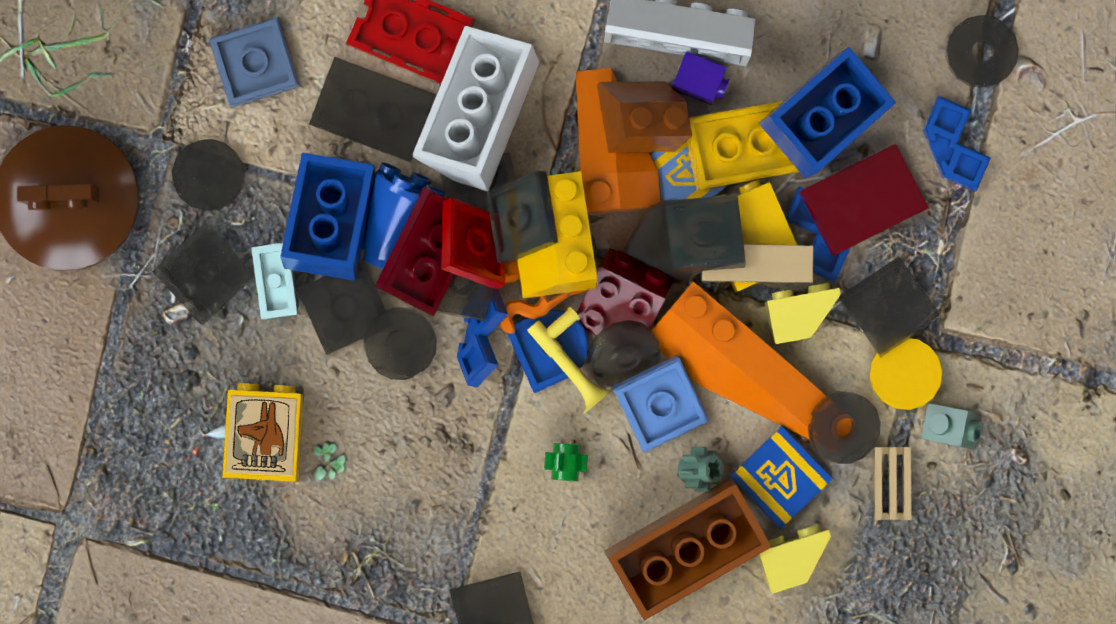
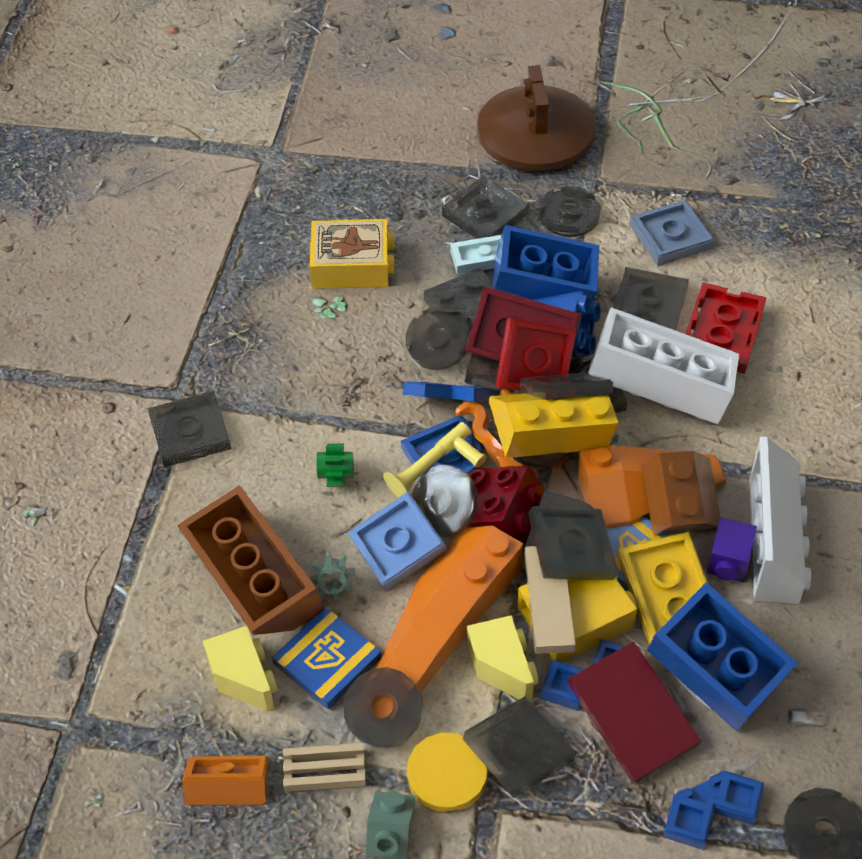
camera: 85 degrees right, 35 degrees down
(895, 571) = (226, 780): none -> orange slope

